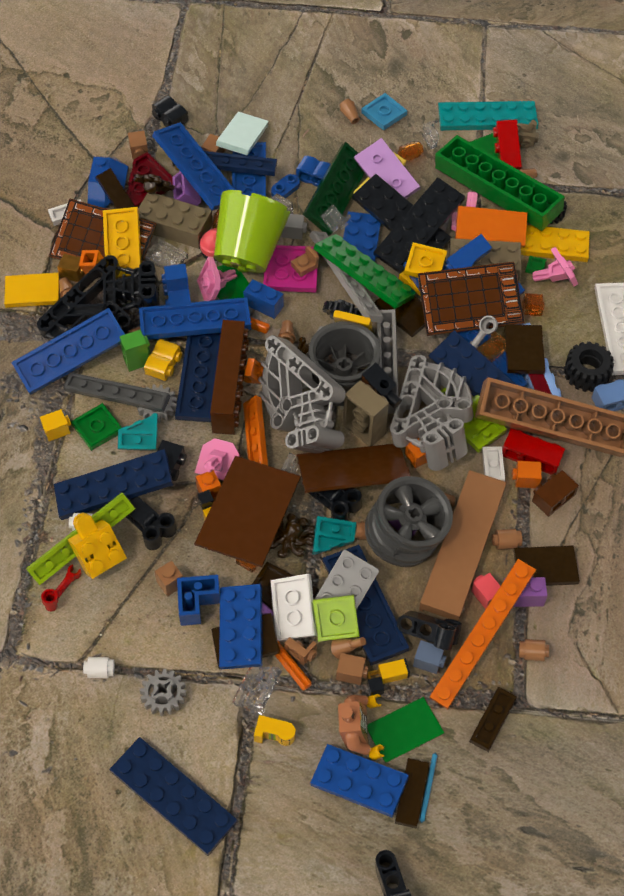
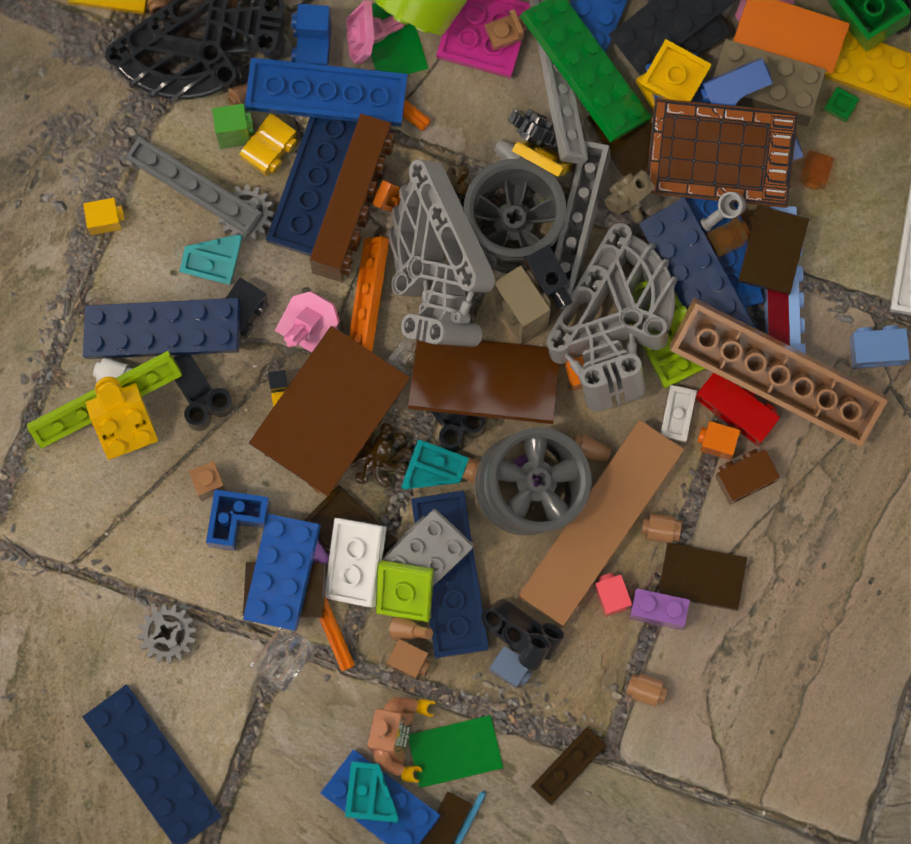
camera: 15 degrees right, 20 degrees up
(51, 597) = (57, 469): red brick -> none
(68, 351) = (142, 106): blue plate -> none
(96, 426) = (159, 228): green tile -> none
(99, 667) = (94, 581): white brick -> none
(208, 481) = (287, 358): orange brick -> none
(264, 298) = (431, 76): blue brick -> none
(274, 730) = (293, 715): yellow leg -> none
(287, 331) = (451, 140): medium nougat cone -> none
(298, 651) = (346, 617): medium nougat bracket -> none
(350, 771) = (369, 795): none -> teal wing
(387, 673) = (453, 675): piece -> none
(415, 338) = (628, 193): none -> dark tan brick
(482, 634) = (587, 655): orange plate -> none
(557, 270) = (868, 125): bright pink piece -> none
(591, 355) = (864, 274): black tyre -> none

